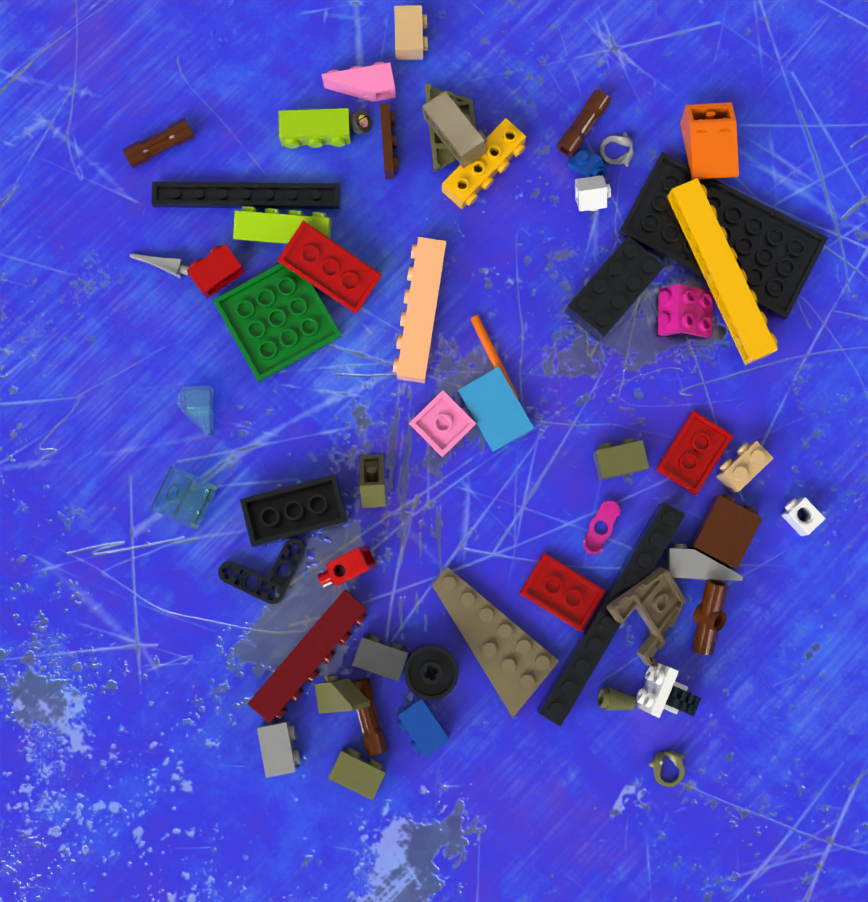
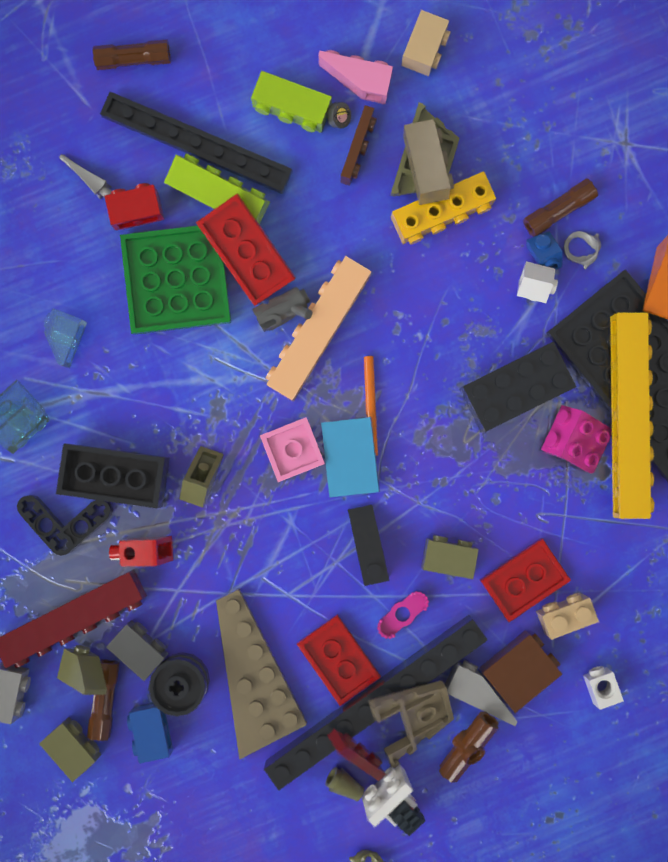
camera: 30 degrees right, 5 degrees up
(382, 306) = (282, 309): none -> dark grey piece
(545, 479) = (368, 545): none -> black slope
(616, 662) = (357, 754): none -> dark red plate

